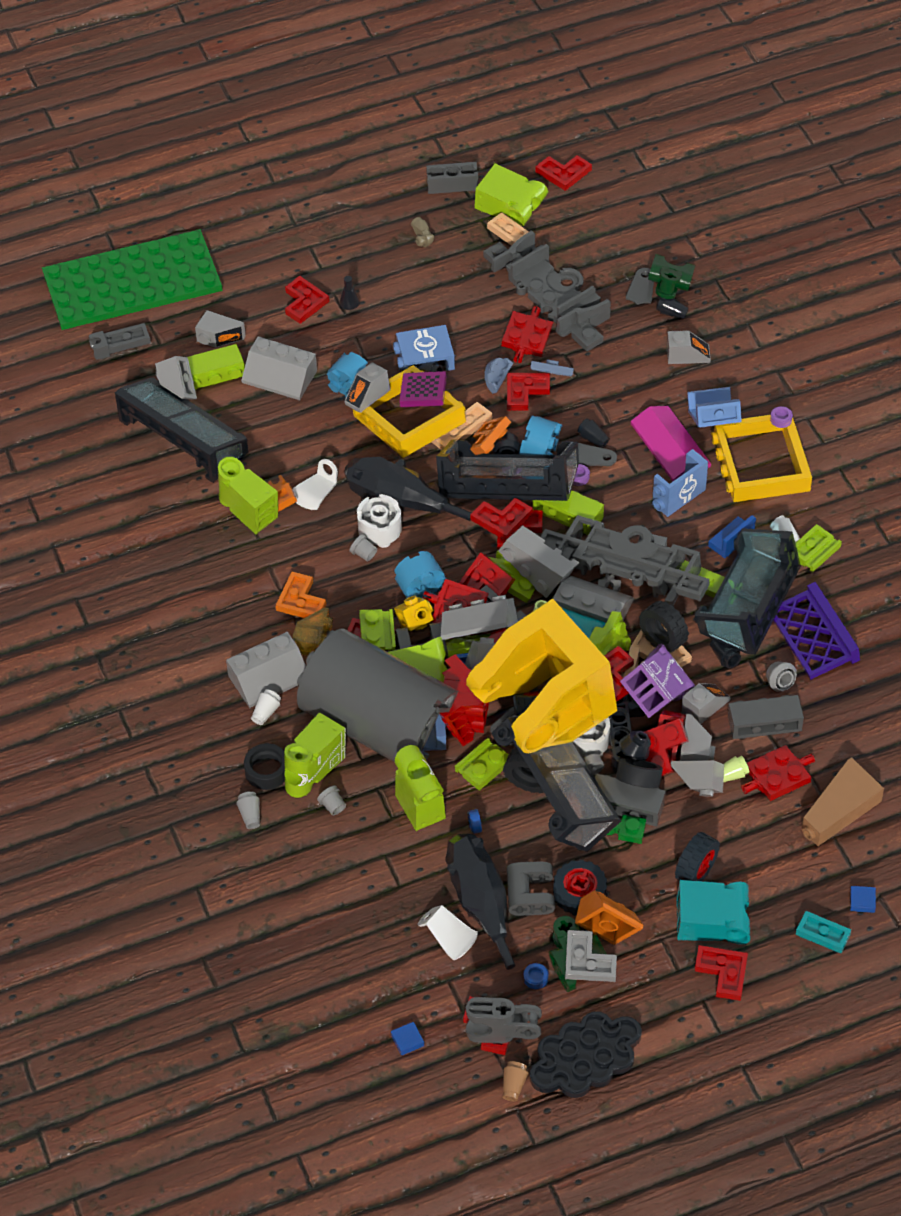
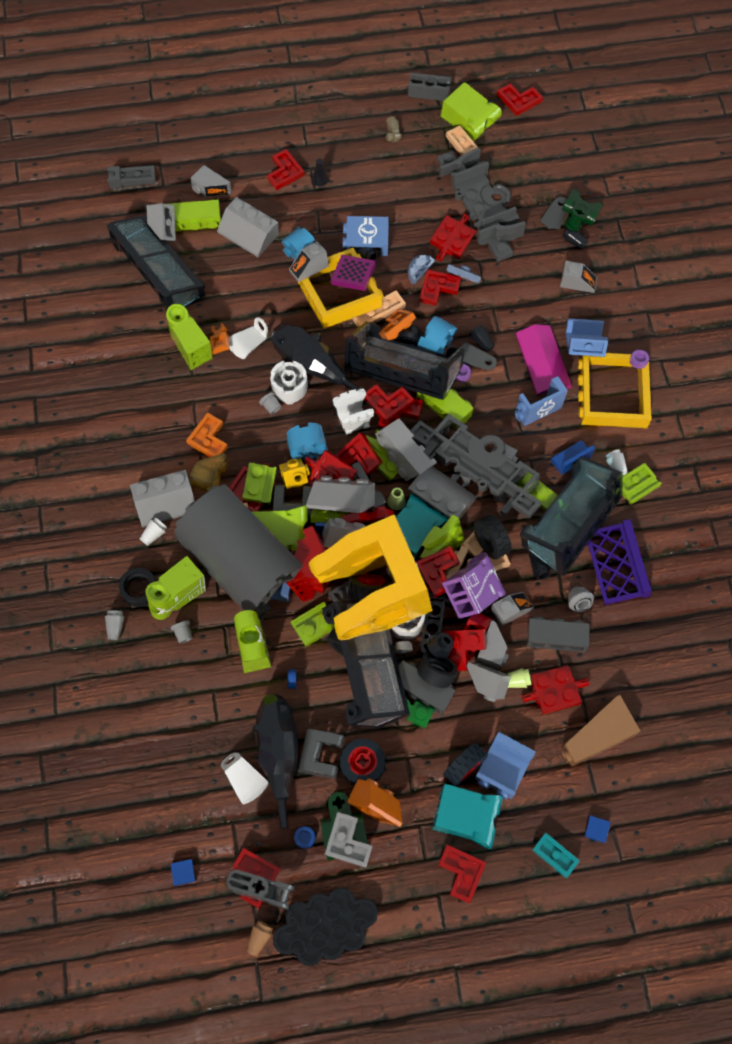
camera: 10 degrees right, 15 degrees up
(131, 279) = (156, 124): green plate -> none
(459, 537) = (351, 412): none -> white piece
(742, 855) = (504, 766): none -> medium blue panel

